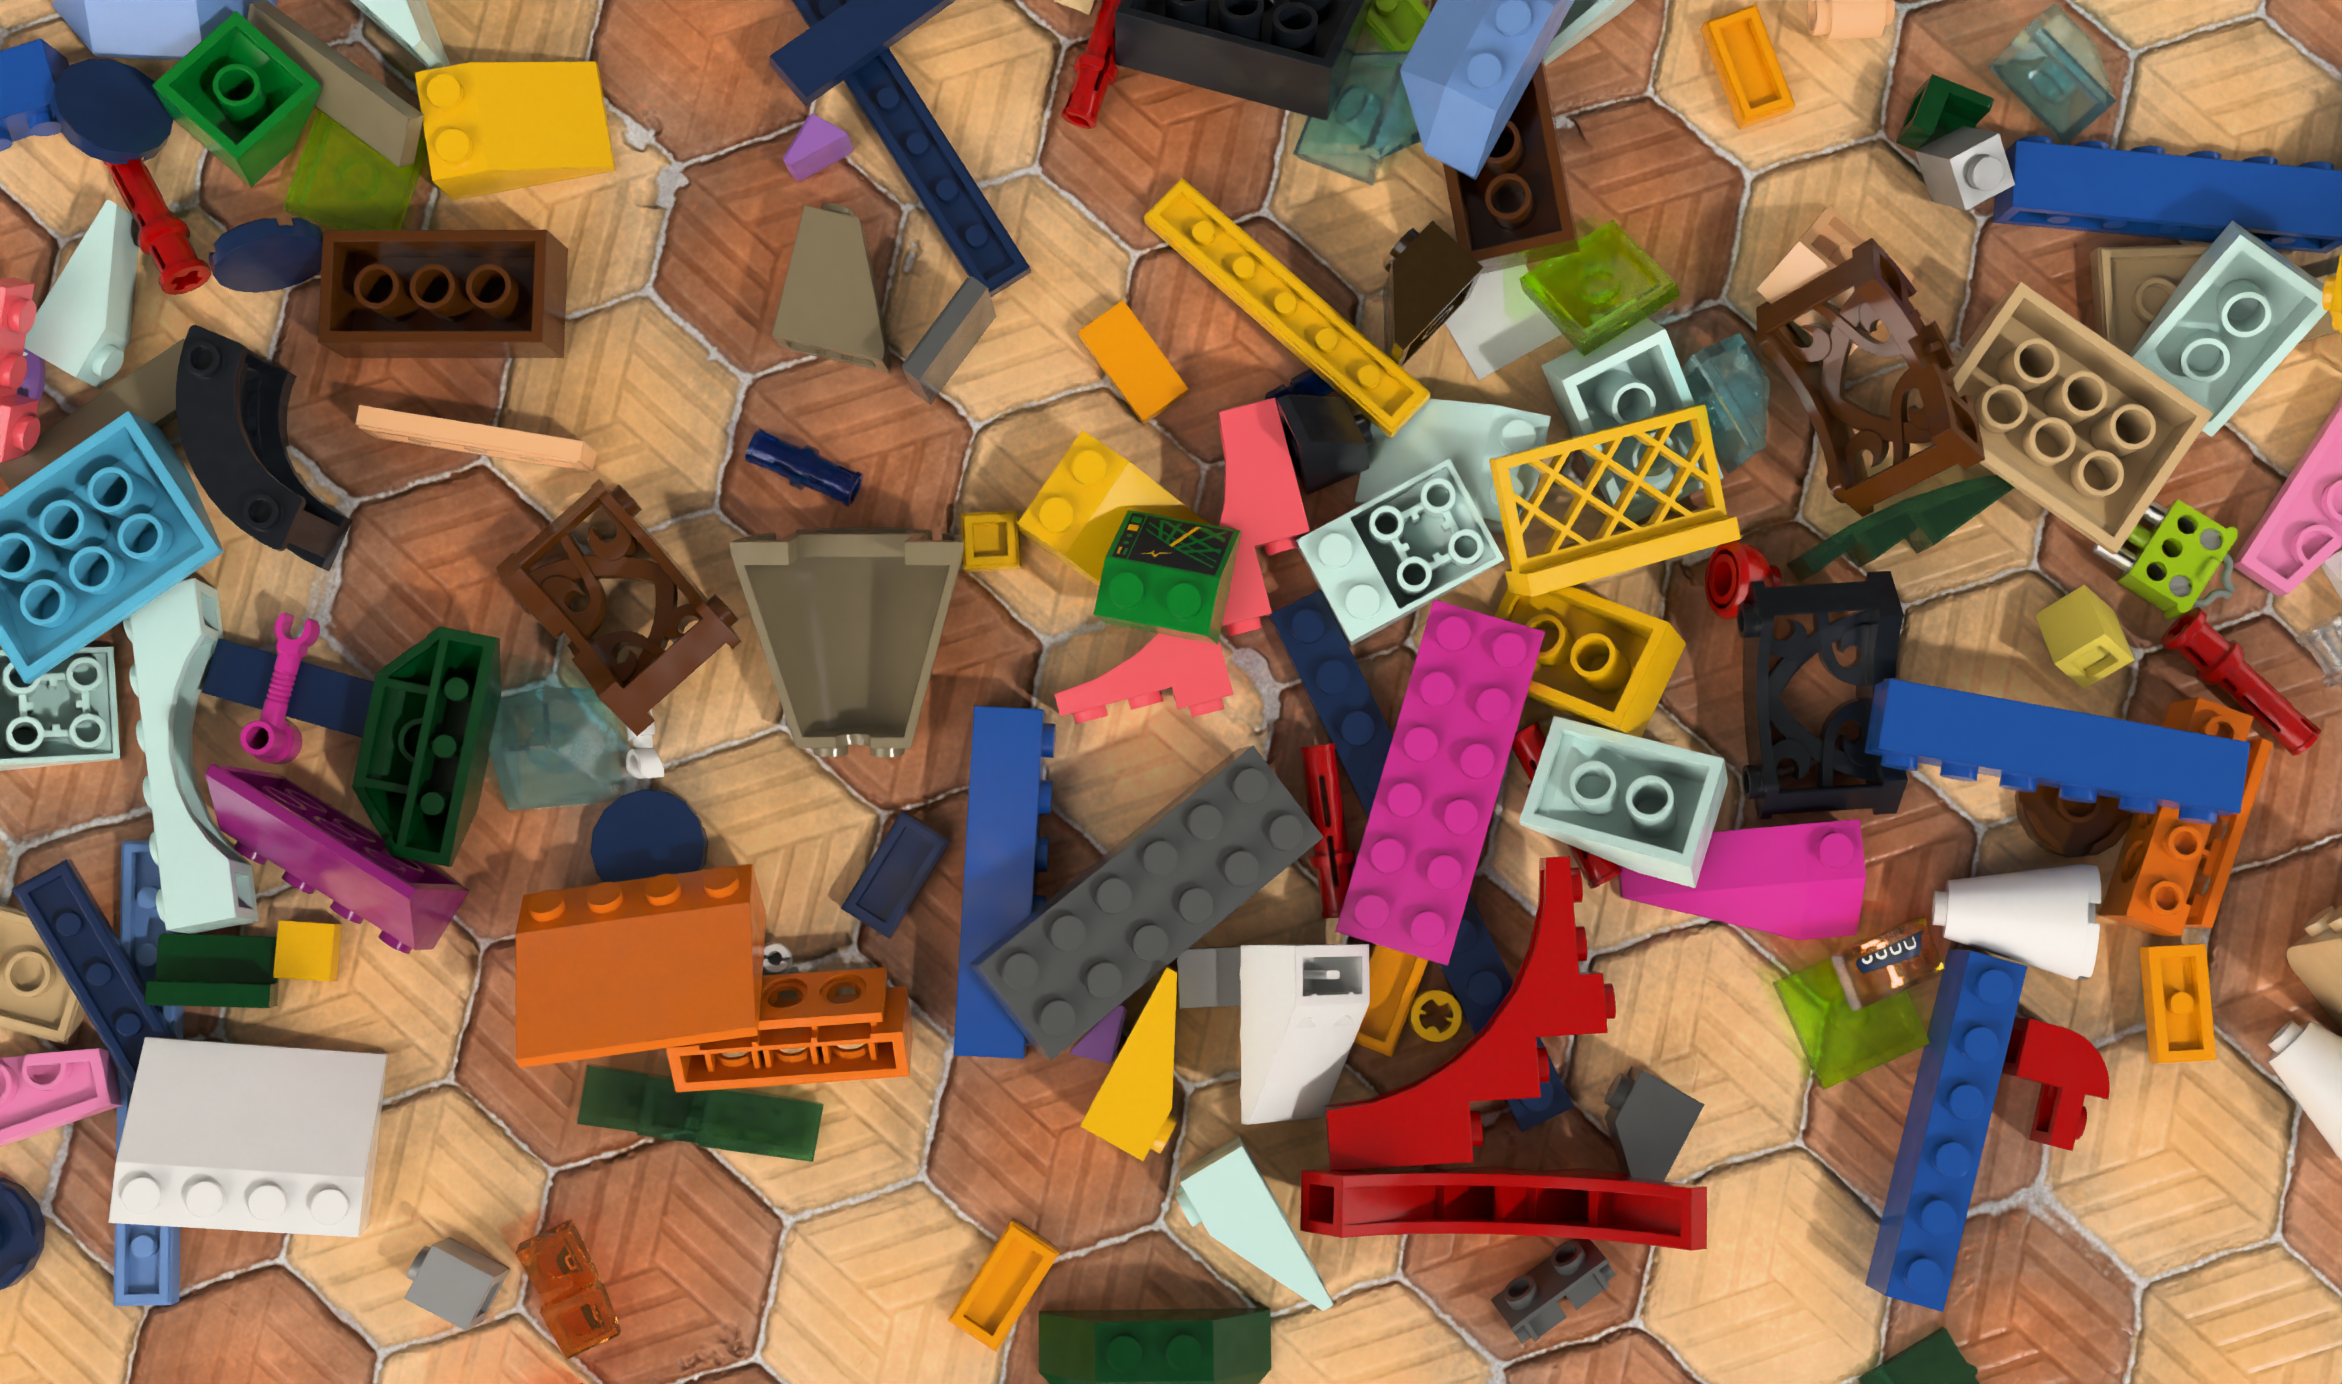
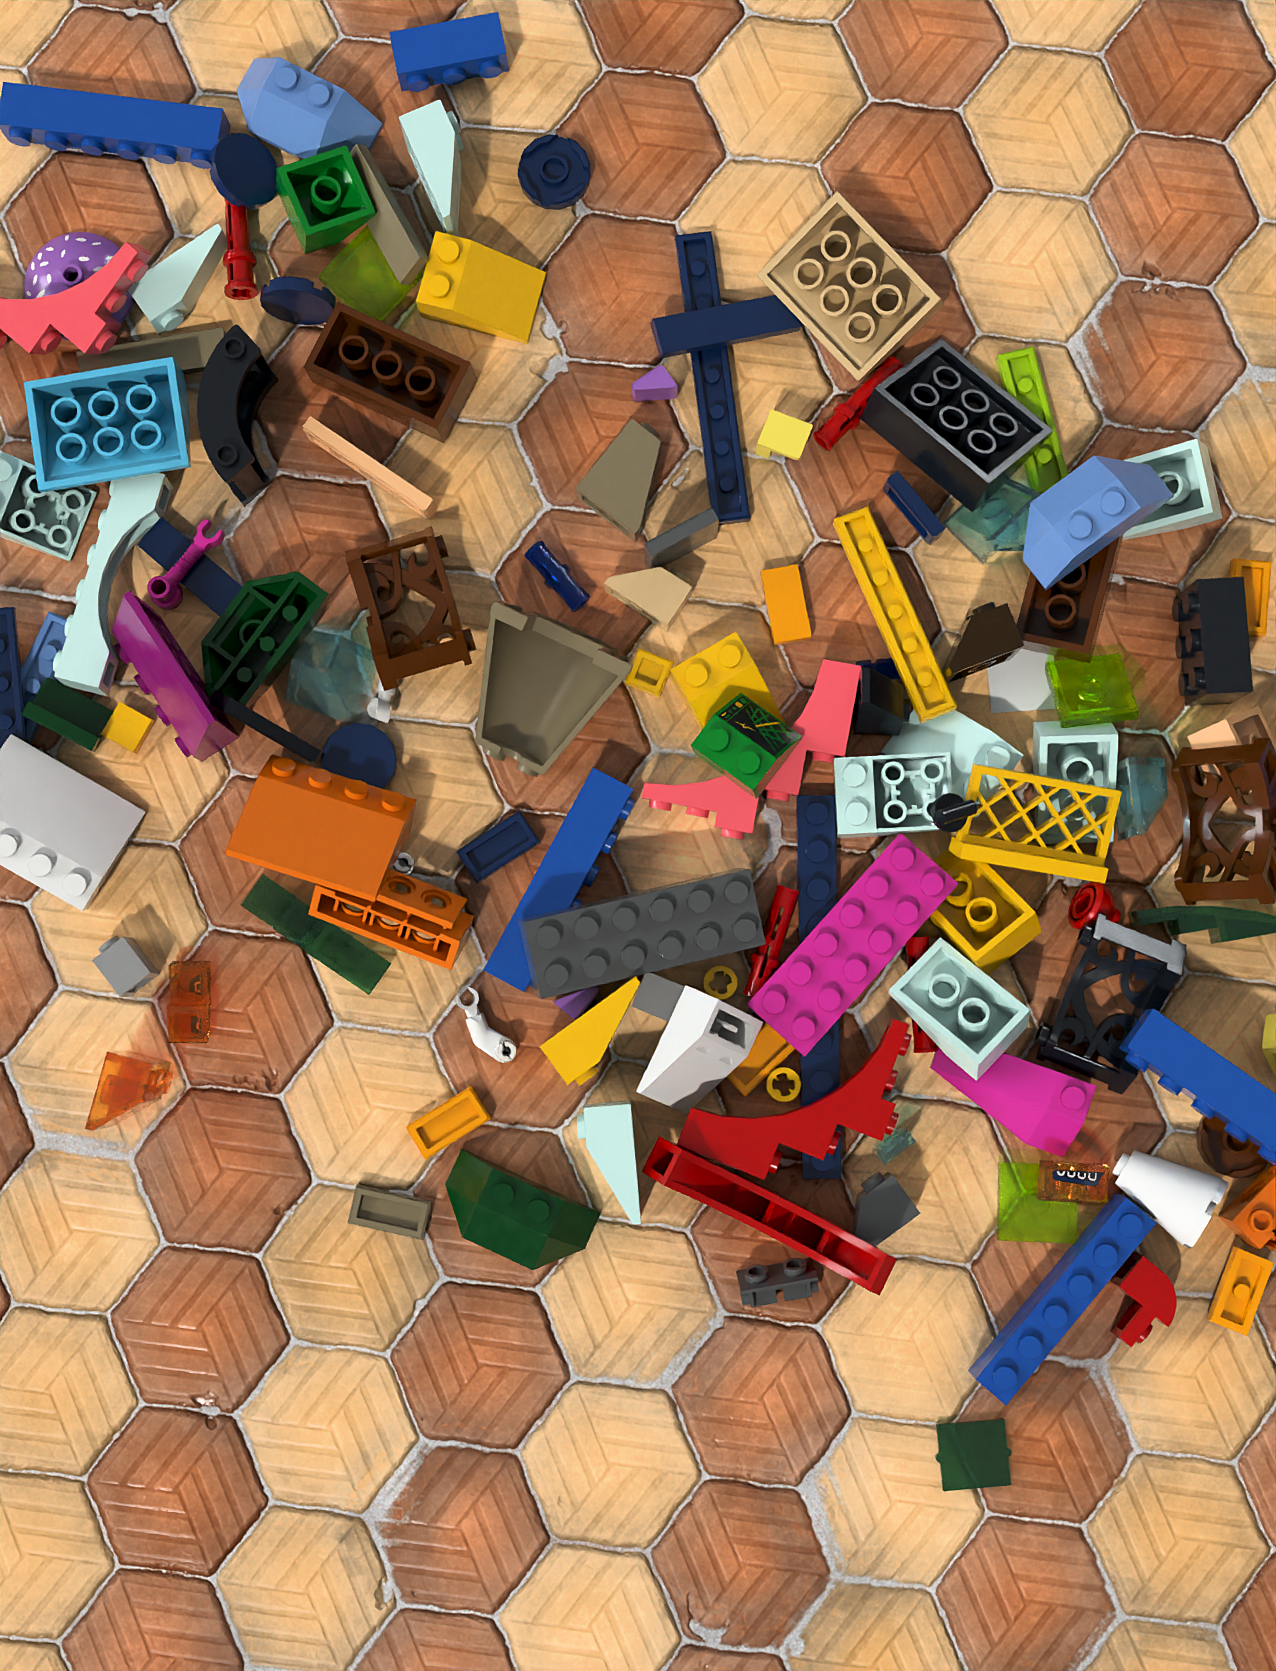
camera: 25 degrees right, 0 degrees up
(492, 862) = (264, 726): none -> black tile
(944, 431) = (652, 593): none -> tan slope
(999, 1144) = (484, 1037): none -> white arm
(1022, 135) = (783, 436): none -> light yellow panel
(1244, 152) = (913, 508): none -> dark blue tile
(1303, 917) = (730, 988): none -> yellow bush
(1491, 539) = (951, 812): none -> black plate
(1624, 1028) = (893, 1145): none -> clear light blue tile
(1732, 145) = (1213, 641): none -> black brick

